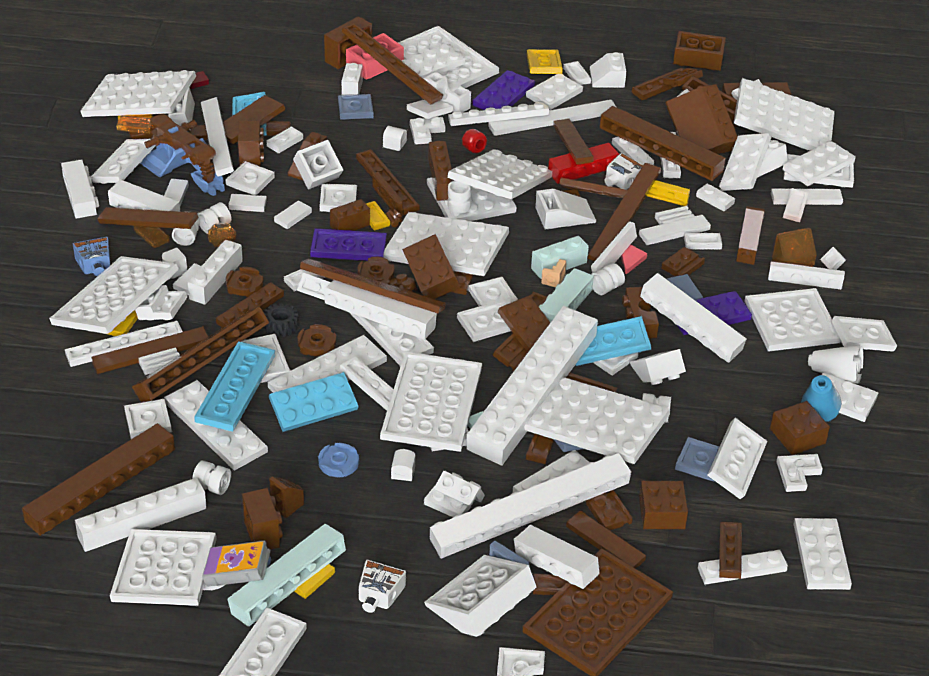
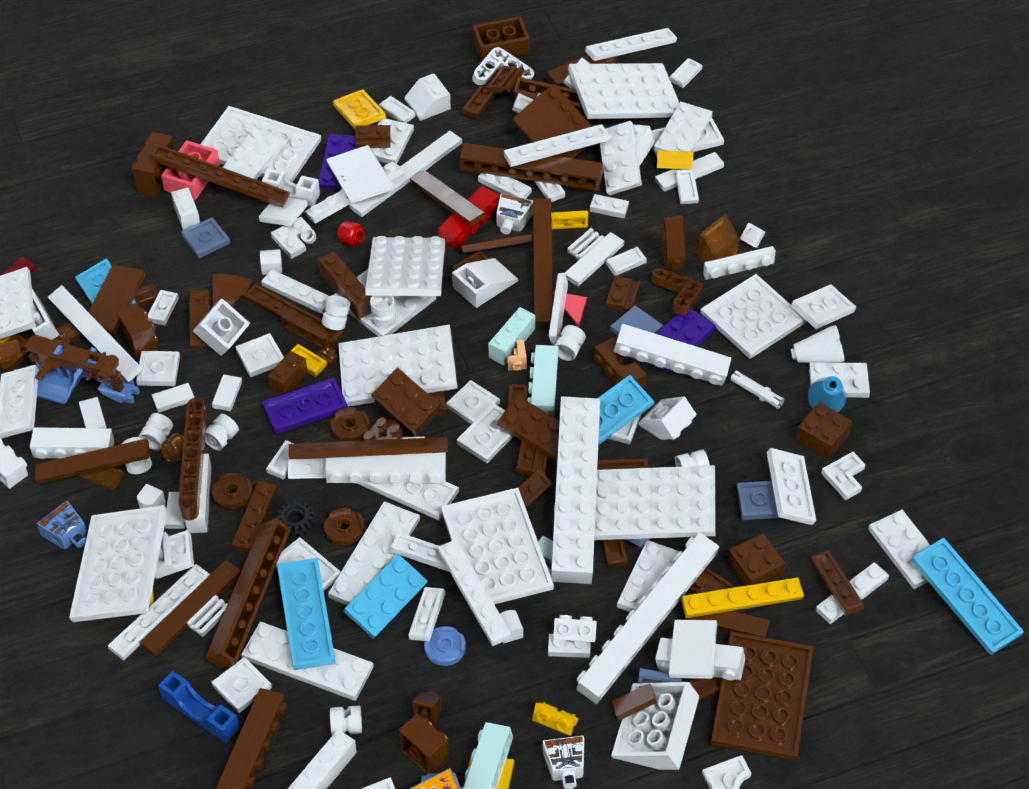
camera: 25 degrees left, 10 degrees up
(93, 408) = (214, 719): none -> blue arch
(221, 240) = (192, 459): none -> reddish brown beam
(266, 236) = (220, 430): none -> white wheel
(339, 429) = (426, 614): none -> white tile
(348, 144) = (229, 288): none -> reddish brown brick
(386, 423) = (474, 592): none -> white plate
(392, 550) = (550, 717): none -> yellow hinge
(402, 167) = (295, 291): none -> white plate
(420, 186) = (336, 311): none -> white wheel
(438, 132) = (306, 236): none -> white hinge
(472, 566) = (634, 701): none -> tile
(496, 372) = (533, 487): none -> reddish brown plate
(510, 101) = (360, 174): none -> white container
(540, 81) = (373, 135): none -> reddish brown plate
(551, 542) = (693, 649): none -> white tile
(631, 526) = (742, 597): none -> yellow plate
(684, 61) = (498, 62): none -> white beam
(690, 130) = (556, 145): none -> white plate
(740, 277) = (685, 286): none -> reddish brown beam
(762, 380) = (763, 393): none -> white pin
(796, 180) = (675, 159): none -> yellow tile
(813, 88) = (630, 44): none -> white tile
(852, 126) = (685, 73): none -> white tile
(854, 612) = (967, 596): none -> medium azure plate

